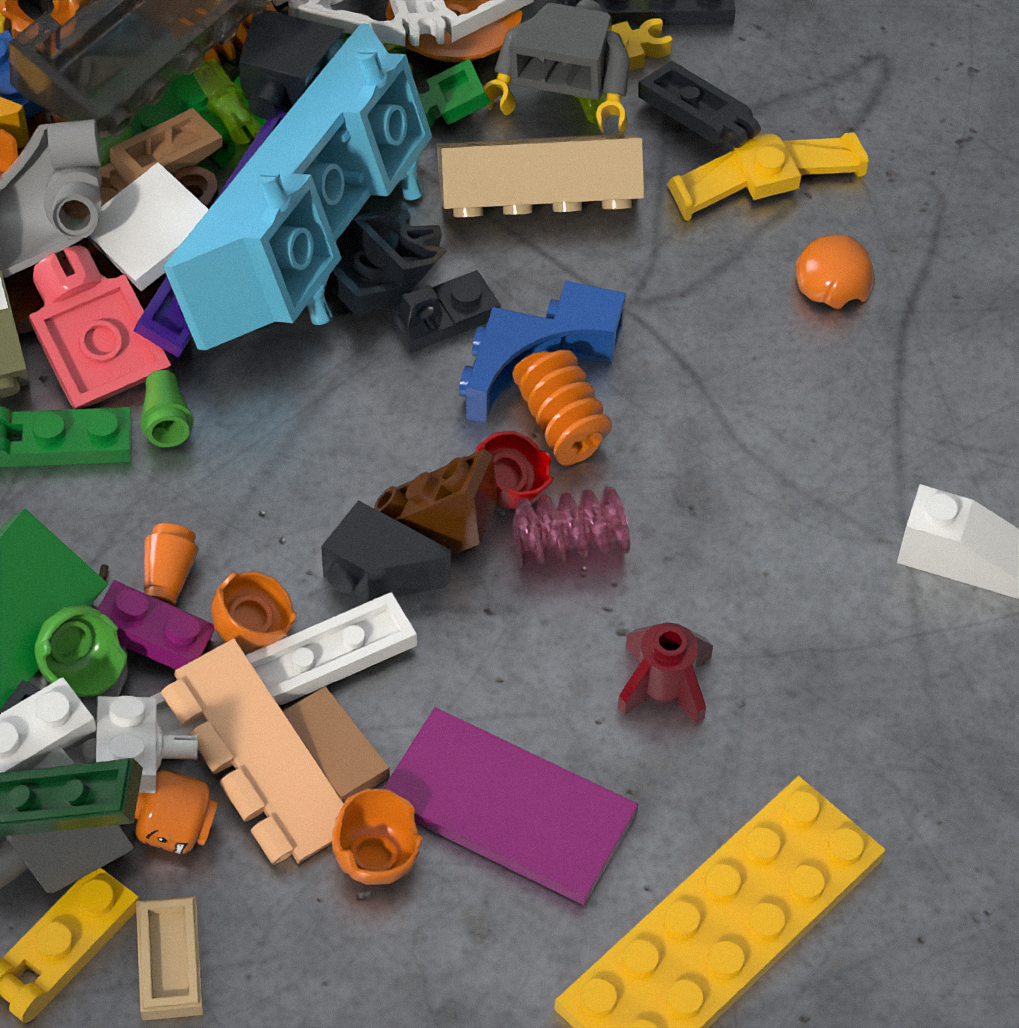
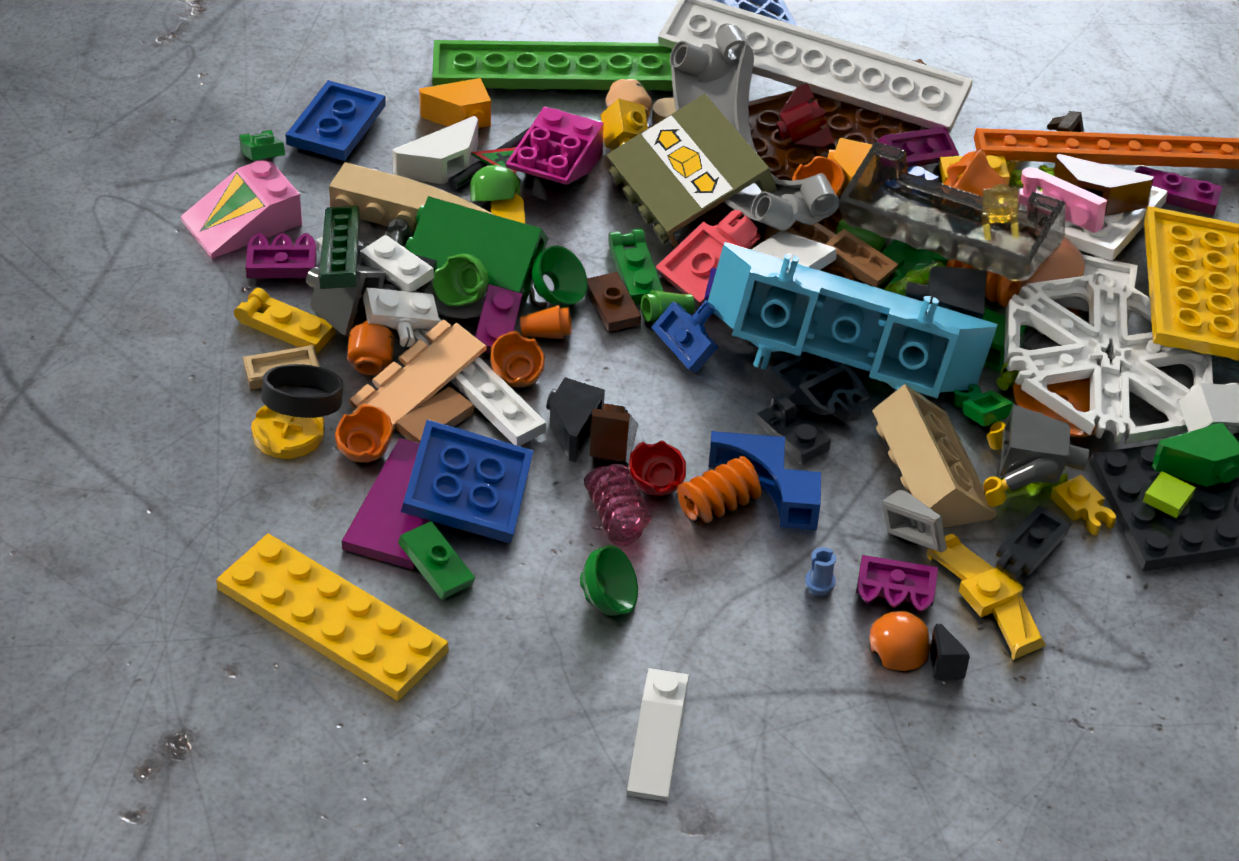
camera: 80 degrees right, 10 degrees down
(85, 527) = (565, 272): none -> green piece
(128, 478) = (613, 302): none -> reddish brown plate
(231, 883) = (298, 405): none -> black tyre
(240, 390) = (687, 334): none -> blue plate
(315, 959) = (286, 435): none -> yellow tile
(502, 707) = (467, 481): none -> blue plate
(644, 771) = (436, 560): none -> green plate
(660, 204) = (913, 521): none -> light grey slope
(666, 668) = (518, 565): dark red brick -> none
(722, 563) = (610, 581): none -> green piece
(724, 329) = (820, 578): none -> medium blue pin
(746, 252) = (897, 582): none -> magenta plate
(872, 225) = (947, 655): none -> black slope

